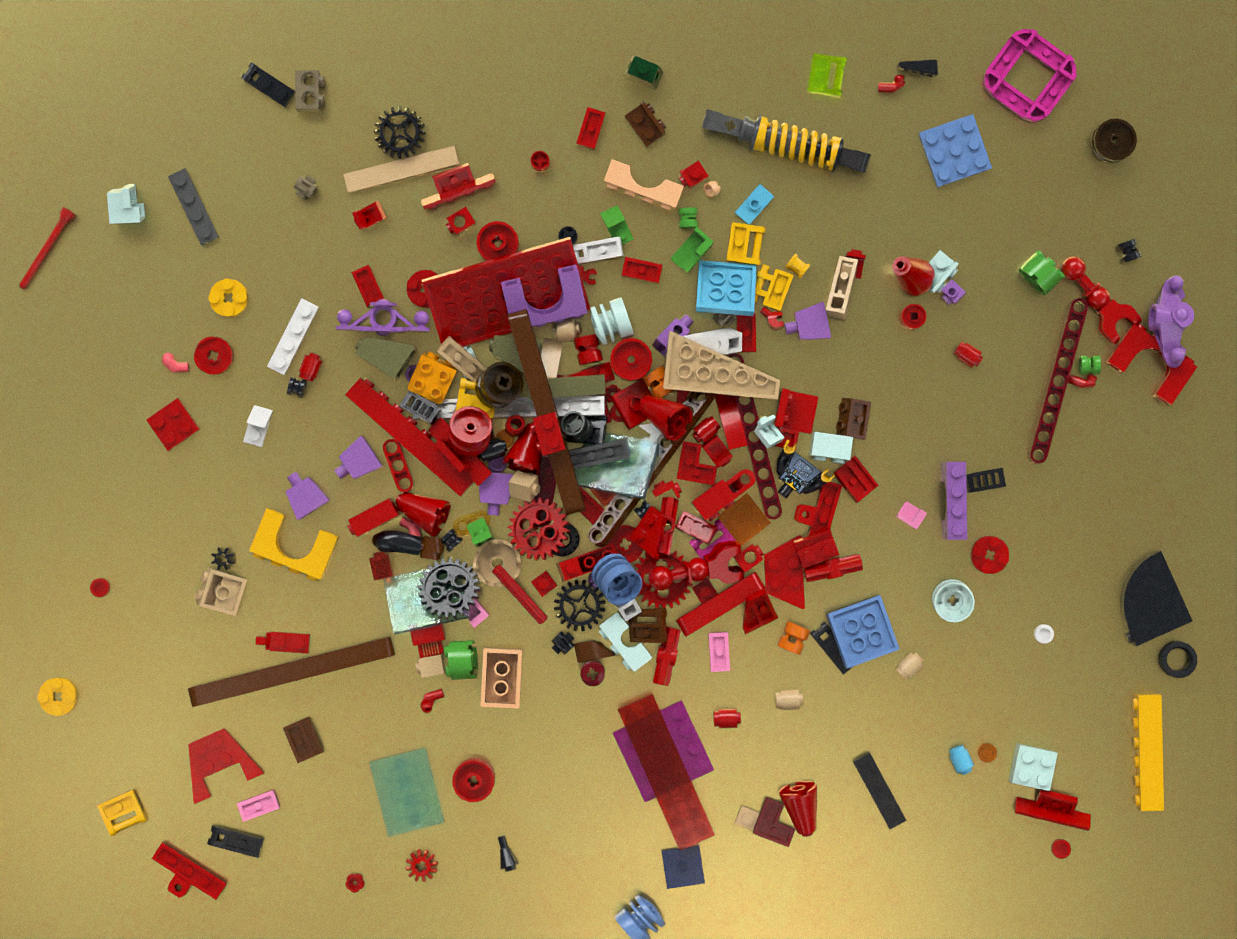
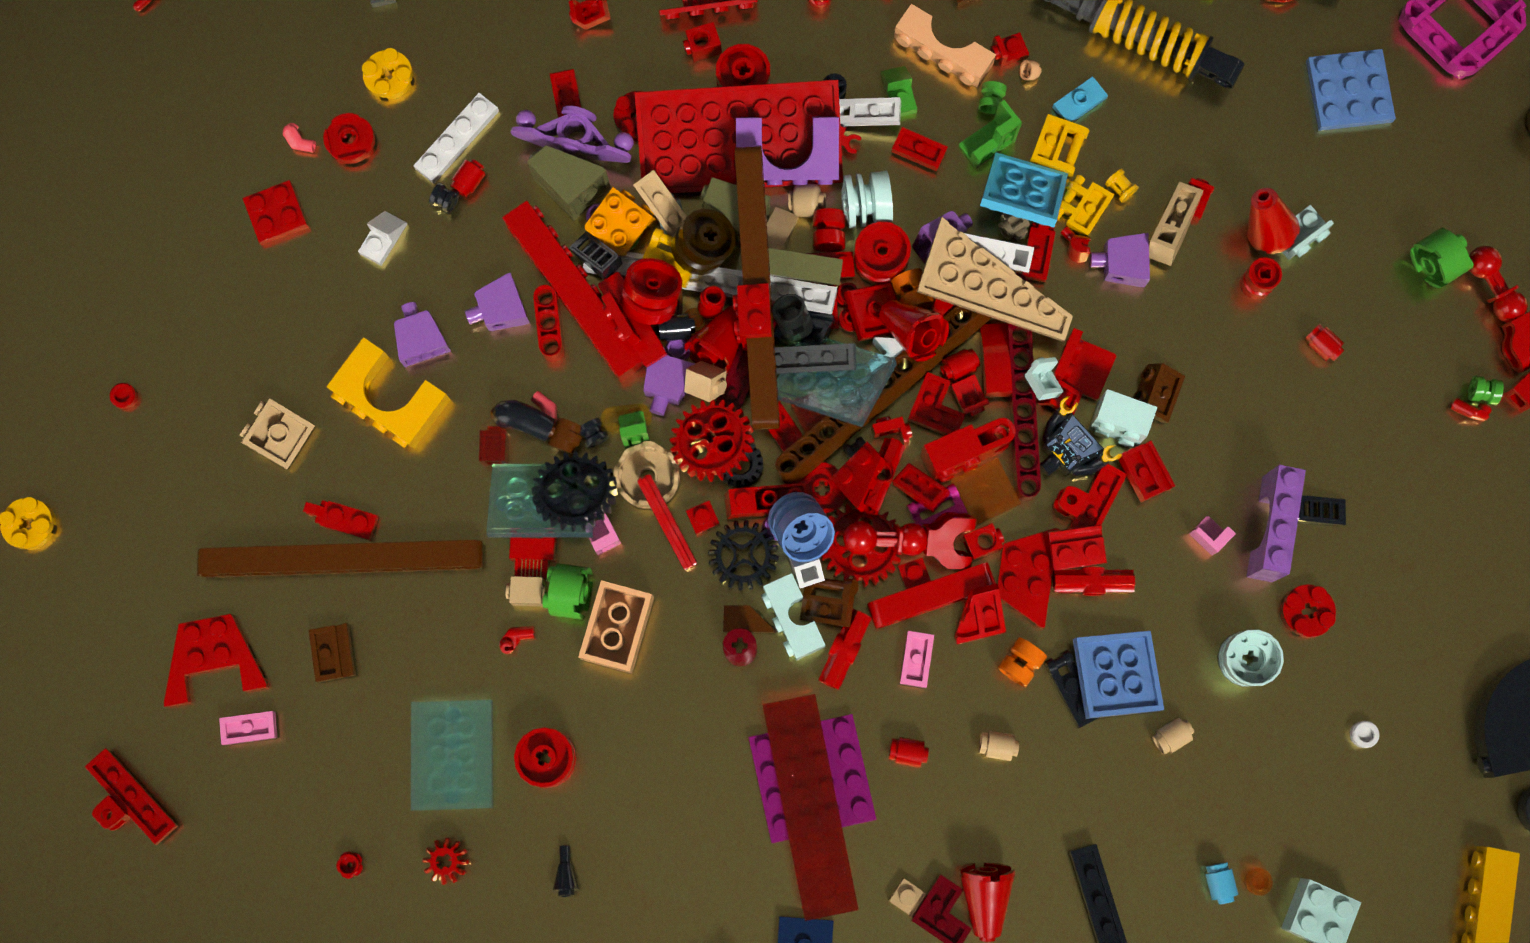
camera: 15 degrees right, 10 degrees down
(120, 806) = (61, 688): yellow plate -> none
(217, 560) = (289, 384): black gear -> none
(236, 841) = (205, 770): black plate -> none
(373, 518) = (498, 379): red brick -> none
(424, 511) = (568, 387): red cone -> none
(562, 643) = (709, 600): black gear -> none
(952, 293) = (1318, 260): medium lavender plate -> none
(1063, 373) = (1447, 393): dark red beam -> none

